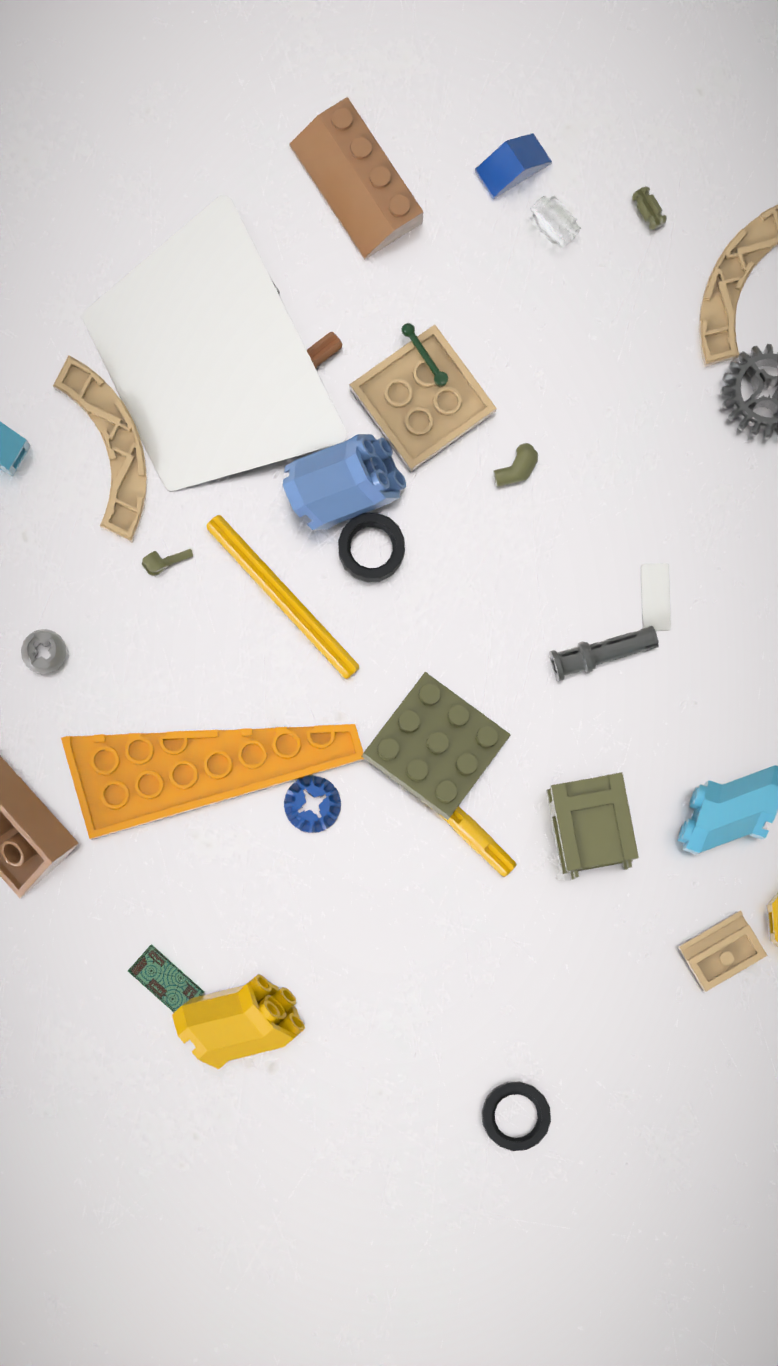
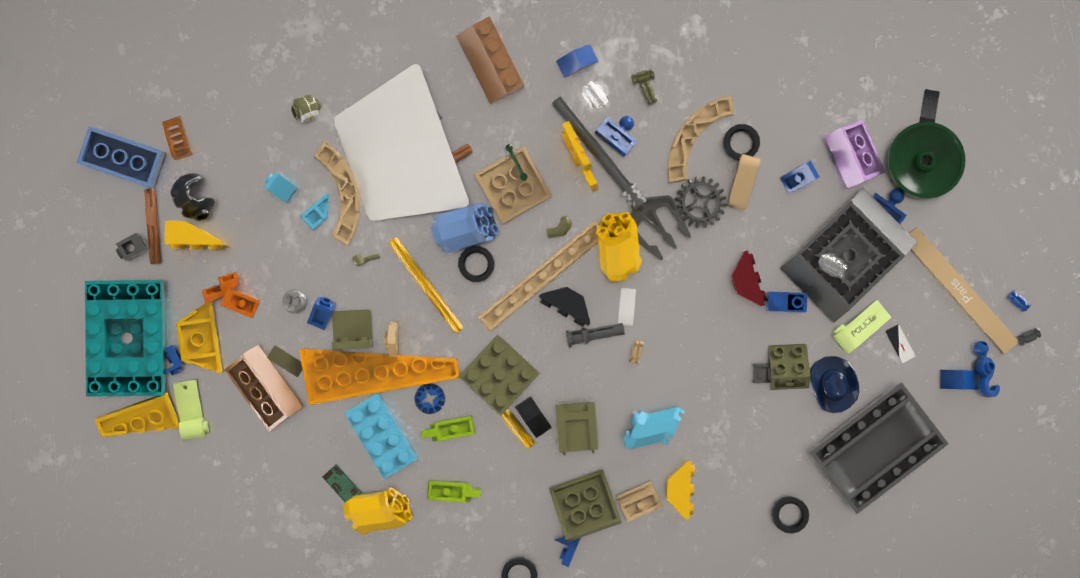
camera: 10 degrees right, 5 degrees up
(29, 299) = (305, 108): none -> olive head
(38, 764) = (285, 361): none -> olive sticker
(69, 487) = (317, 213): none -> medium azure tile
(95, 667) = (321, 312): none -> blue bracket
(155, 692) = (352, 329): none -> olive bracket
(230, 699) = (391, 338): none -> tan wing
(230, 881) = (381, 435): none -> medium azure brick
(356, 855) = (450, 429): none -> lime hinge
(371, 971) = (451, 491): none -> lime hinge
(495, 556) = (540, 277): none -> tan tile
(508, 815) = (533, 417): none -> black slope
(539, 326) = (578, 155): none -> yellow wing
(548, 600) = (568, 303): none -> black slope
(602, 288) = (616, 135): none -> plate
(607, 1038) = (567, 554): none -> blue slope
(624, 969) = (585, 505): none -> olive plate
(630, 483) = (618, 246): none -> yellow brick
(635, 179) = (643, 76): none -> olive piece
(664, 411) = (643, 207): none -> dark grey piece
(683, 677) = (636, 352): none -> tan piece

